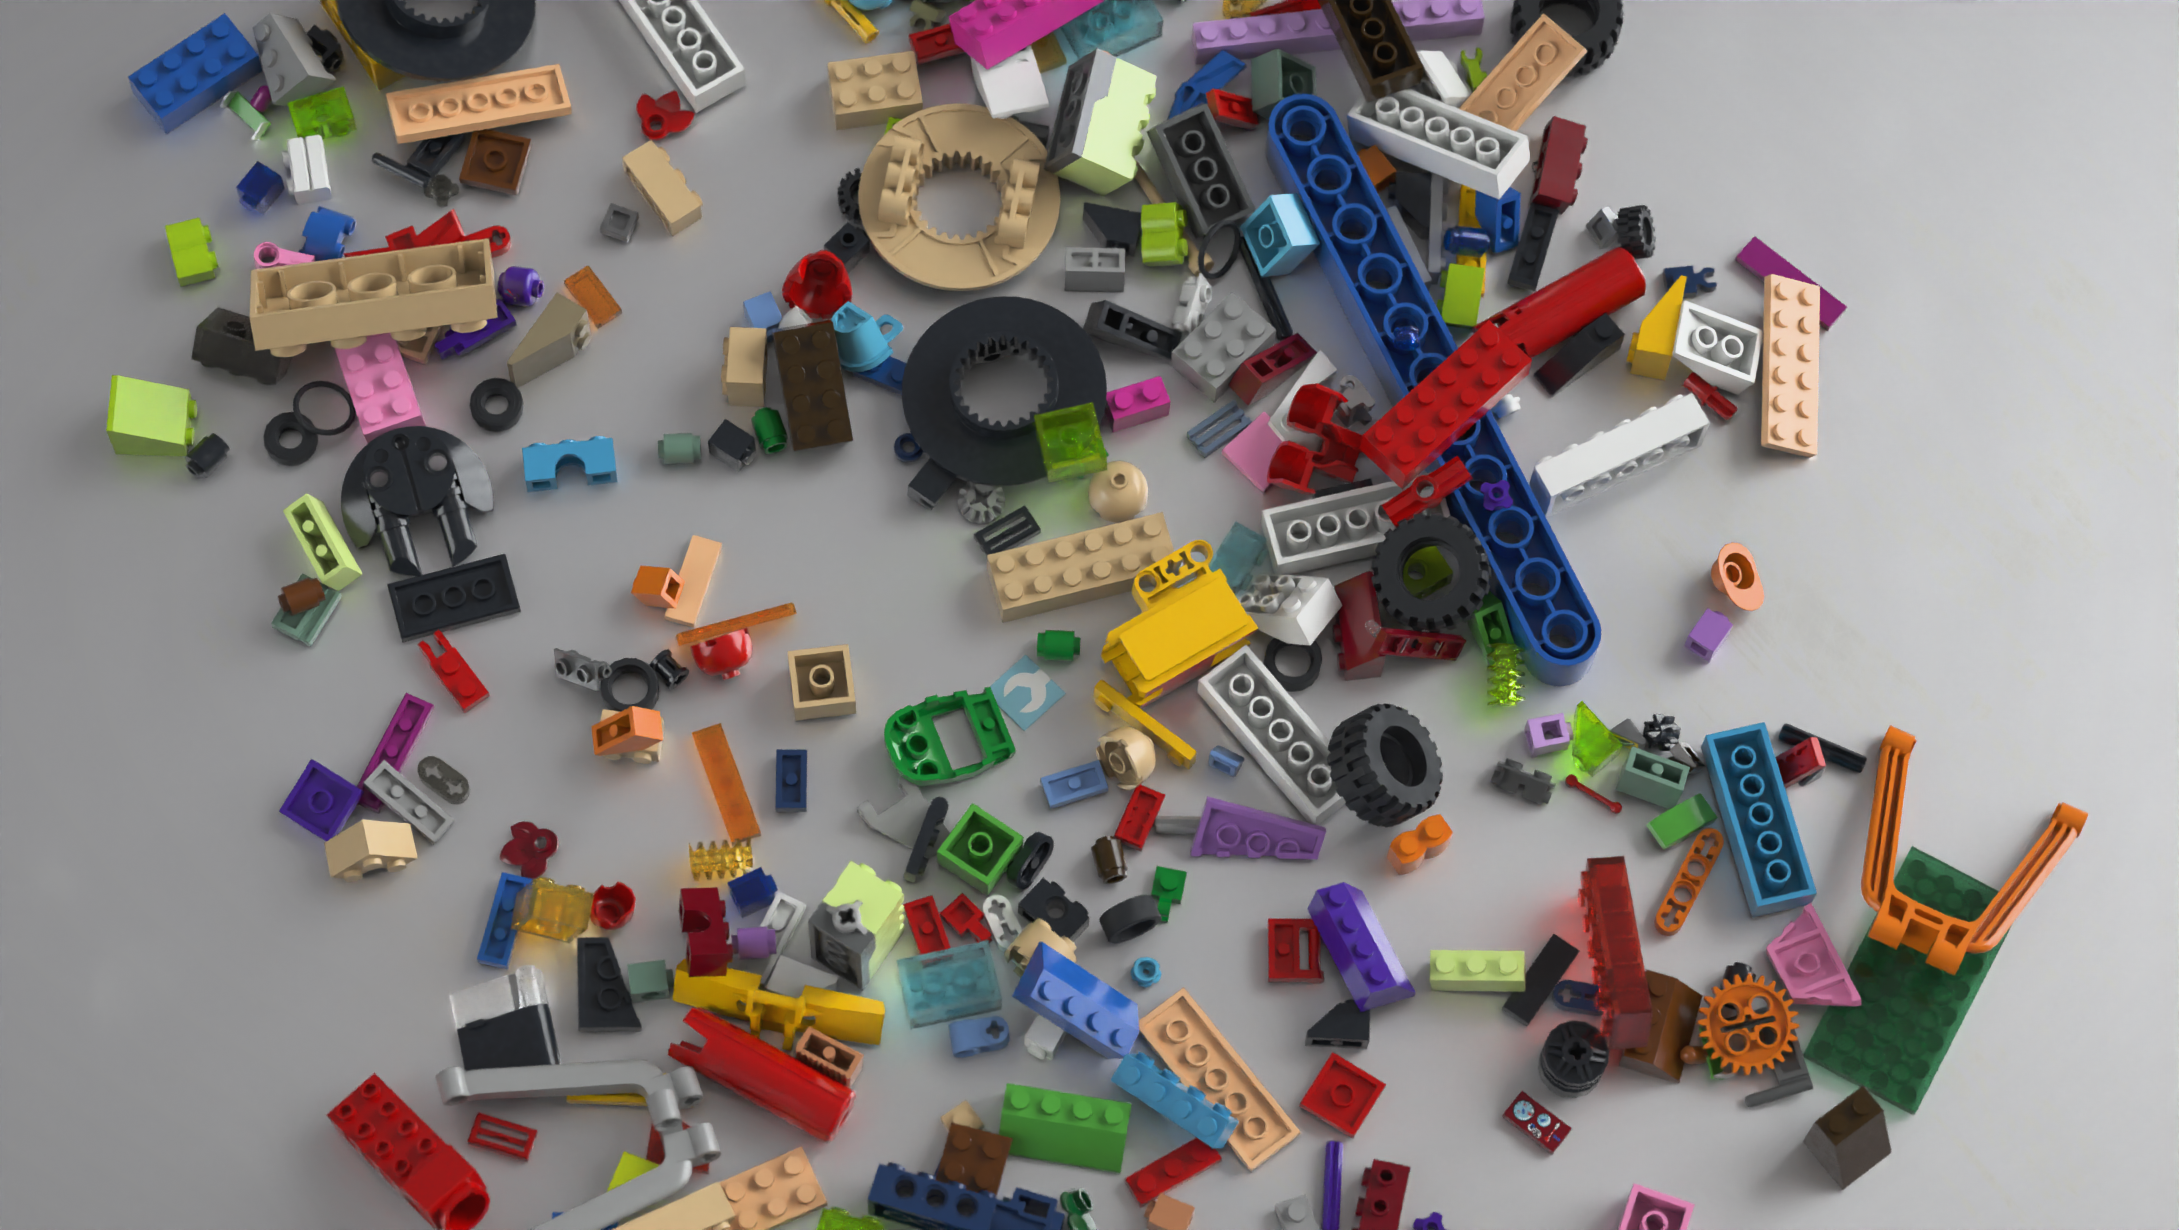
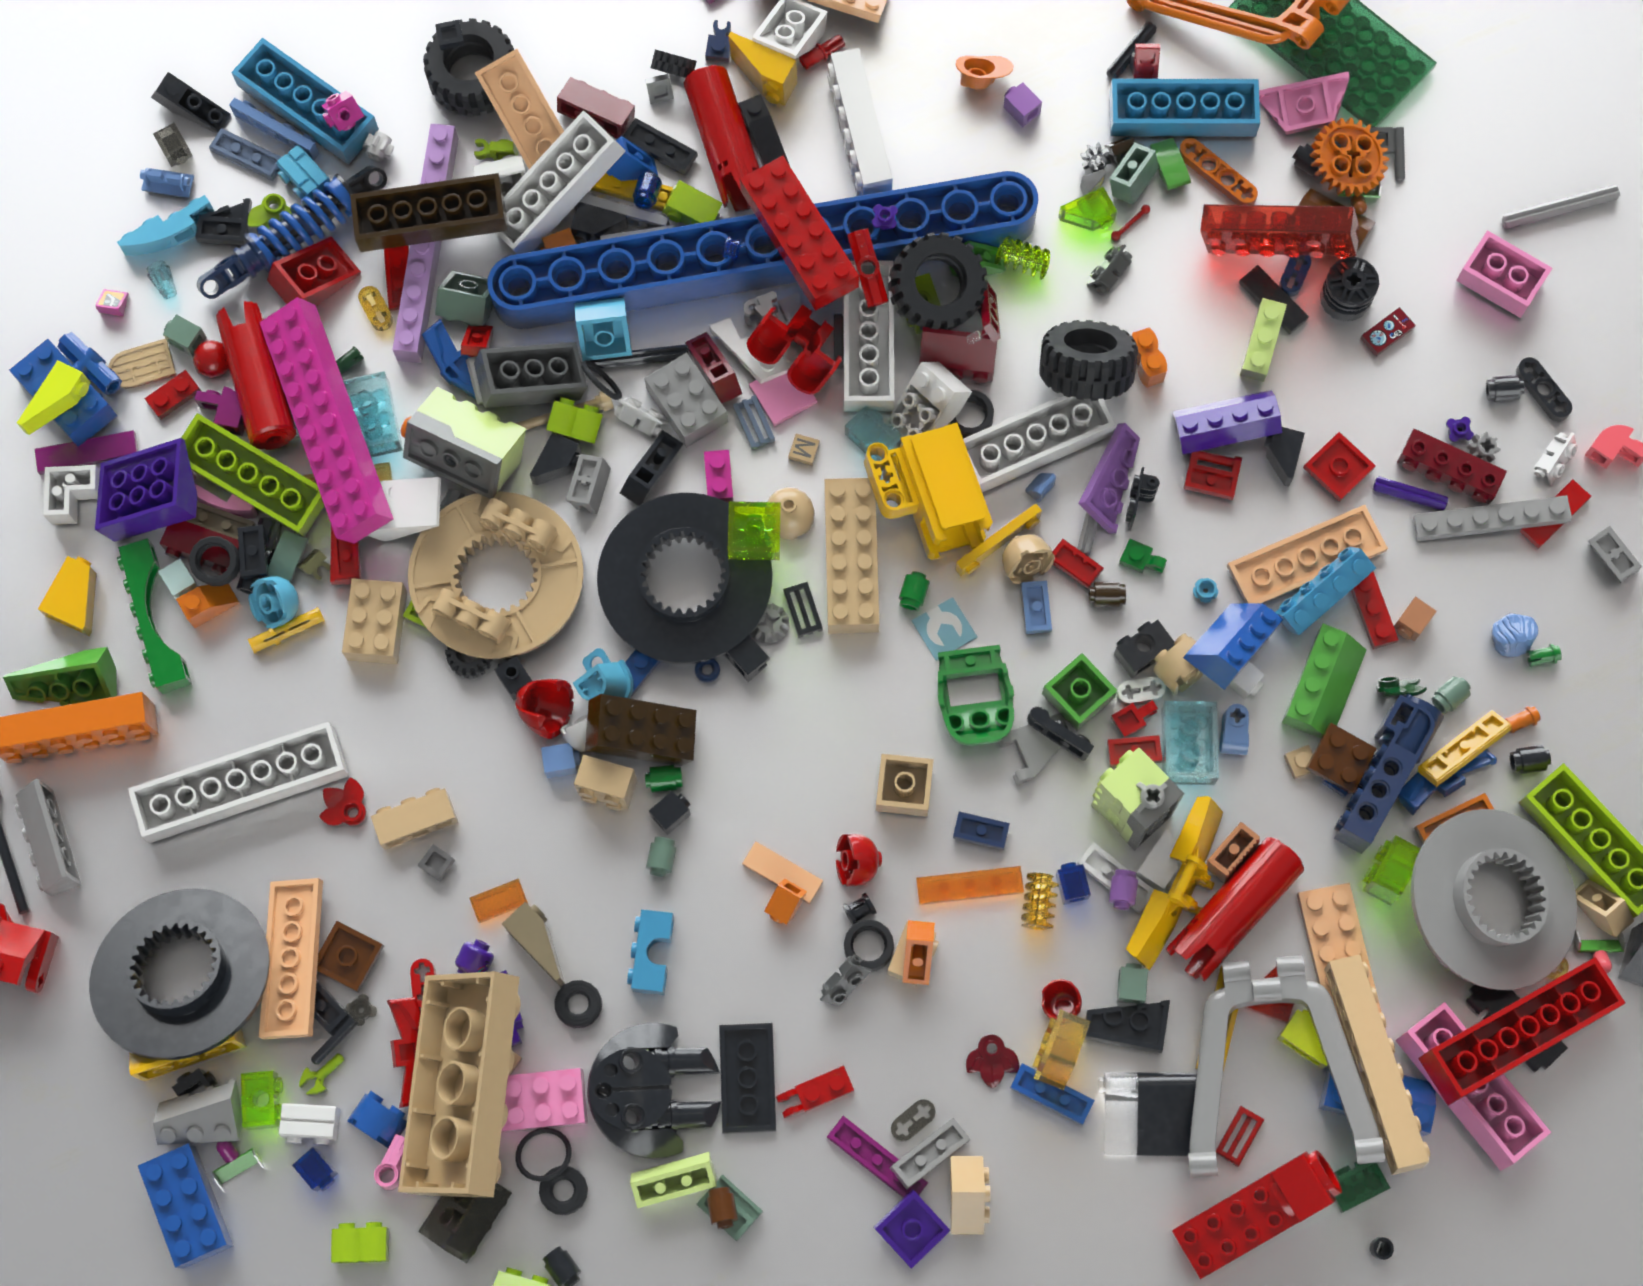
camera: 70 degrees left, 5 degrees up
(361, 168) = (320, 1075): none -> lime bar
(707, 936) = (1086, 924): dark red arch -> none
(735, 624) = (833, 845): clear orange tile -> none
(1030, 860) = (1095, 656): black plate -> none
(1130, 919) = (1165, 588): black tyre -> none
(1201, 490) = (804, 449): none -> tan tile
(1245, 863) = (1142, 490): none -> black hinge
(1553, 725) = (1080, 249): lavender brick -> none
(1850, 1138) = (1446, 112): dark brown slope -> none

